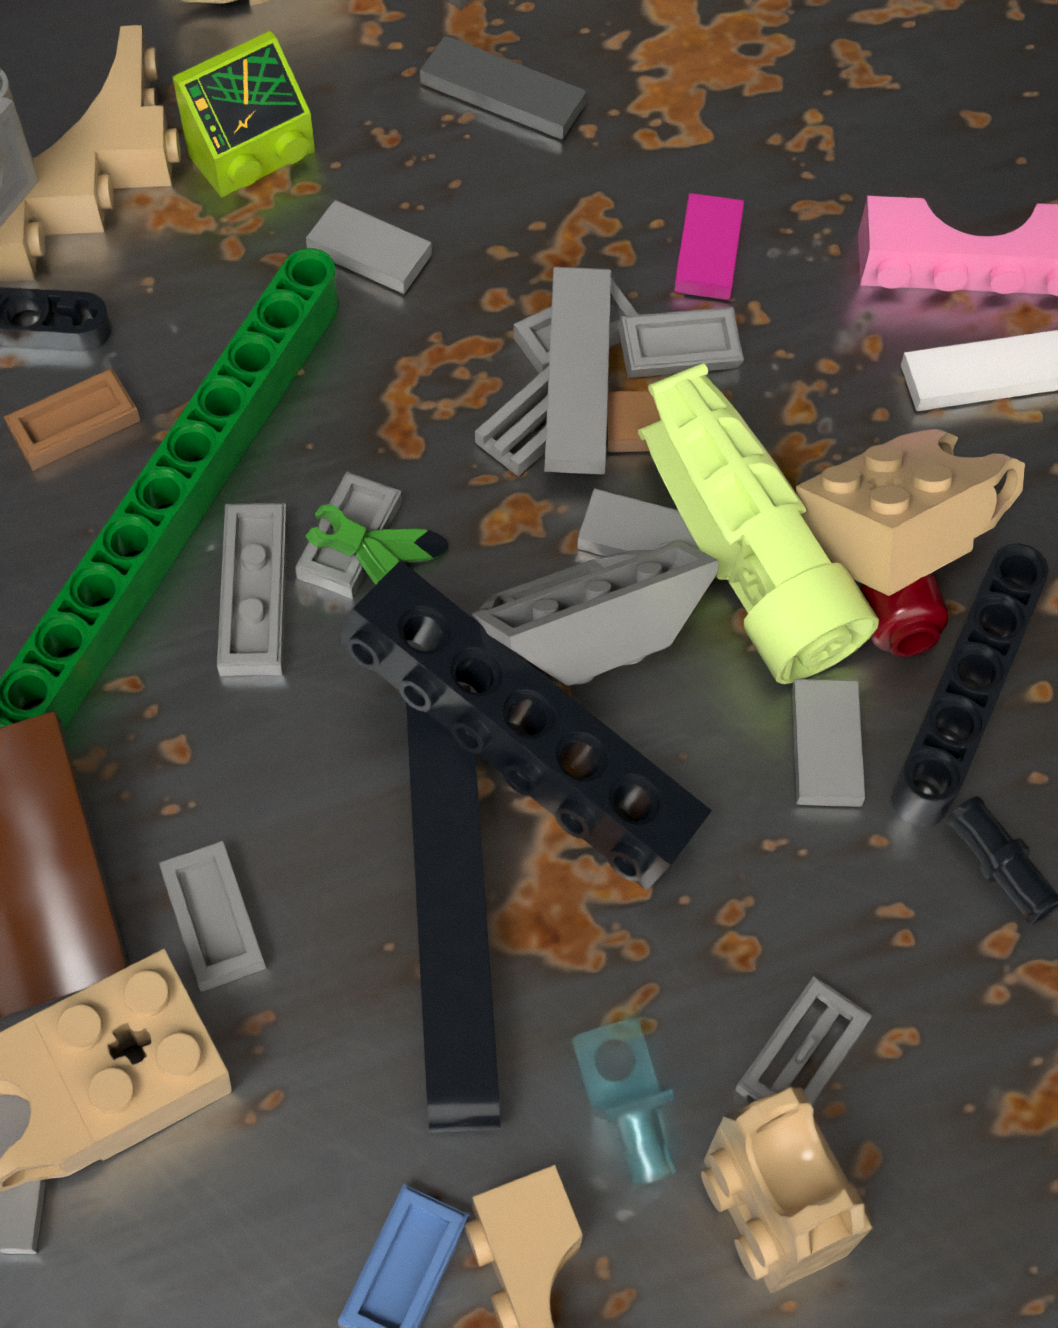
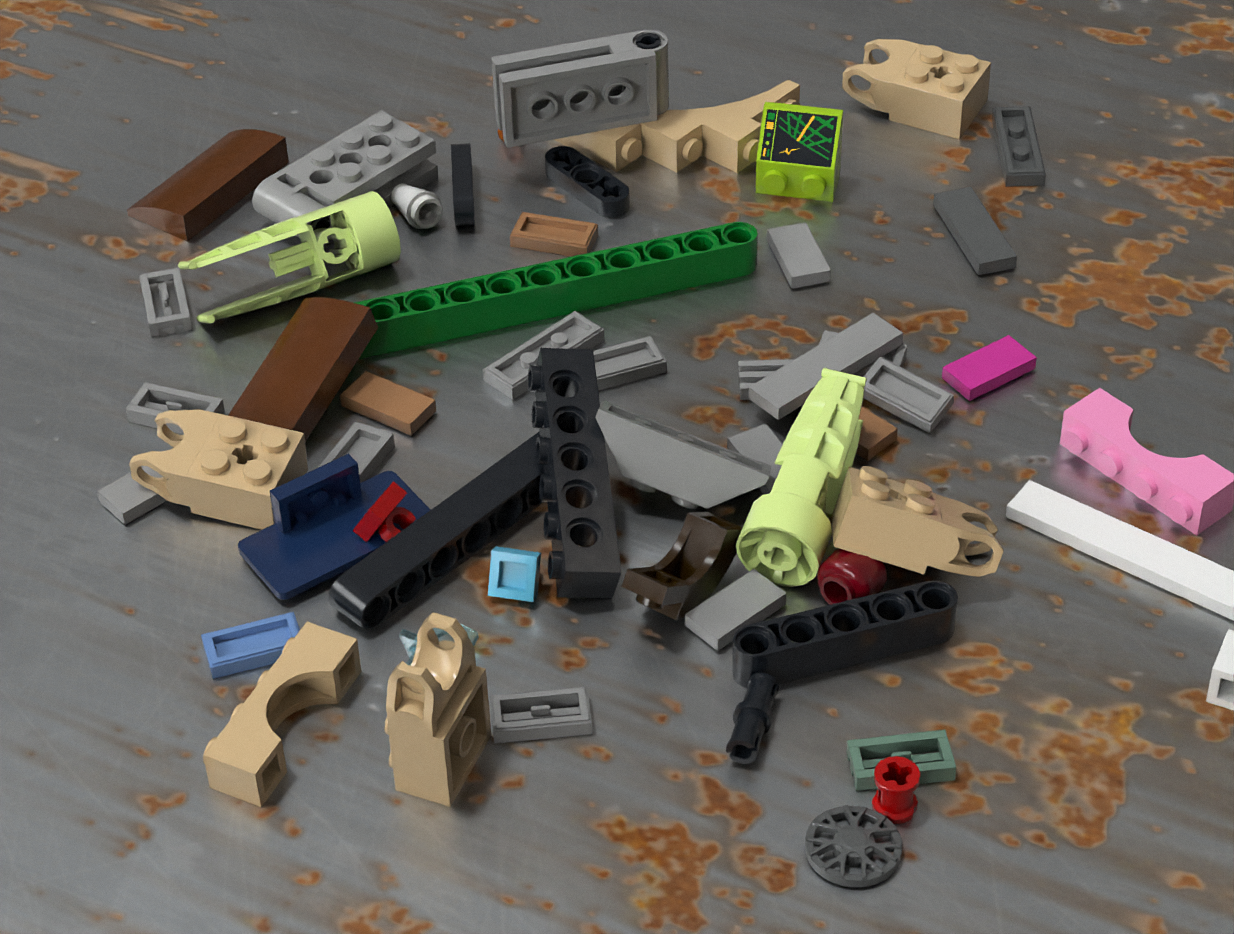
camera: 50 degrees right, 20 degrees down
(156, 801) = (388, 403): none -> medium nougat tile
(314, 1034) = (316, 524): none -> dark blue bracket
(369, 969) = (384, 514): none -> red tile
(377, 549) = (620, 375): bright green piece -> none
(584, 906) = (514, 574): none -> medium azure tile
(747, 740) = (690, 567): none -> dark brown arch

